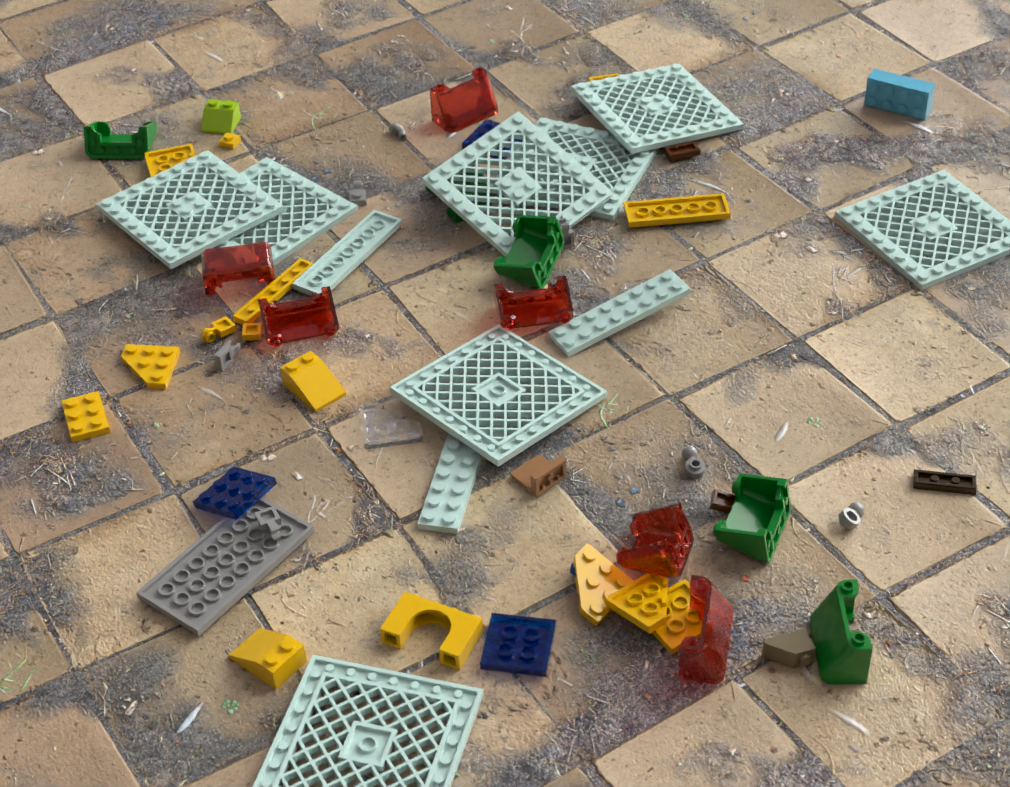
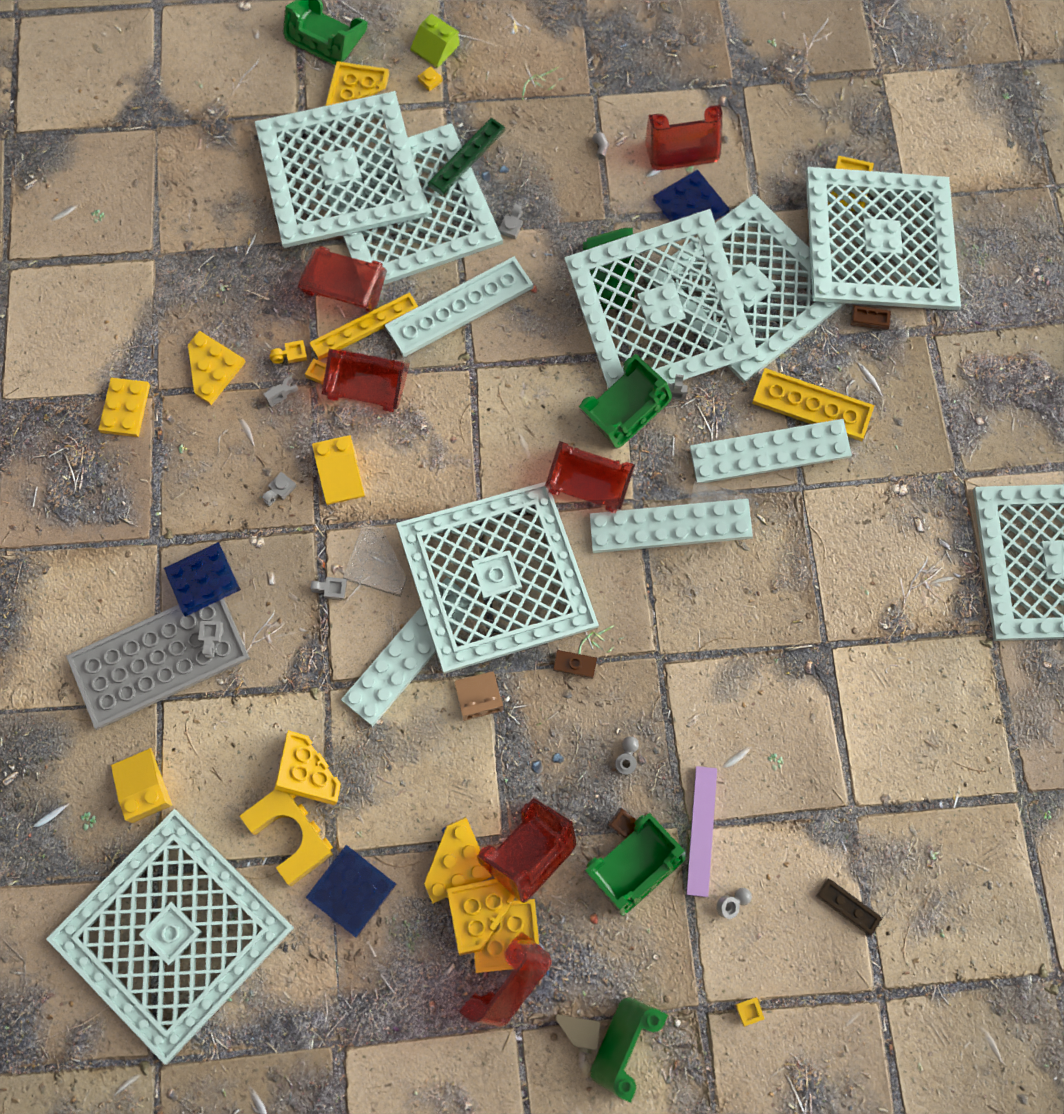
camera: 25 degrees right, 30 degrees up
(266, 413) = (279, 487): none -> light grey plate
(293, 168) = (466, 156): none -> dark green tile
(358, 456) = (333, 588): none -> light grey plate
(425, 580) = (305, 771): none -> yellow plate
(605, 425) = (575, 664): none -> reddish brown plate
(664, 245) = (770, 451): none -> light aqua plate
(799, 496) = (701, 832): none -> lavender tile
(921, 576) = (749, 1011): none -> yellow plate

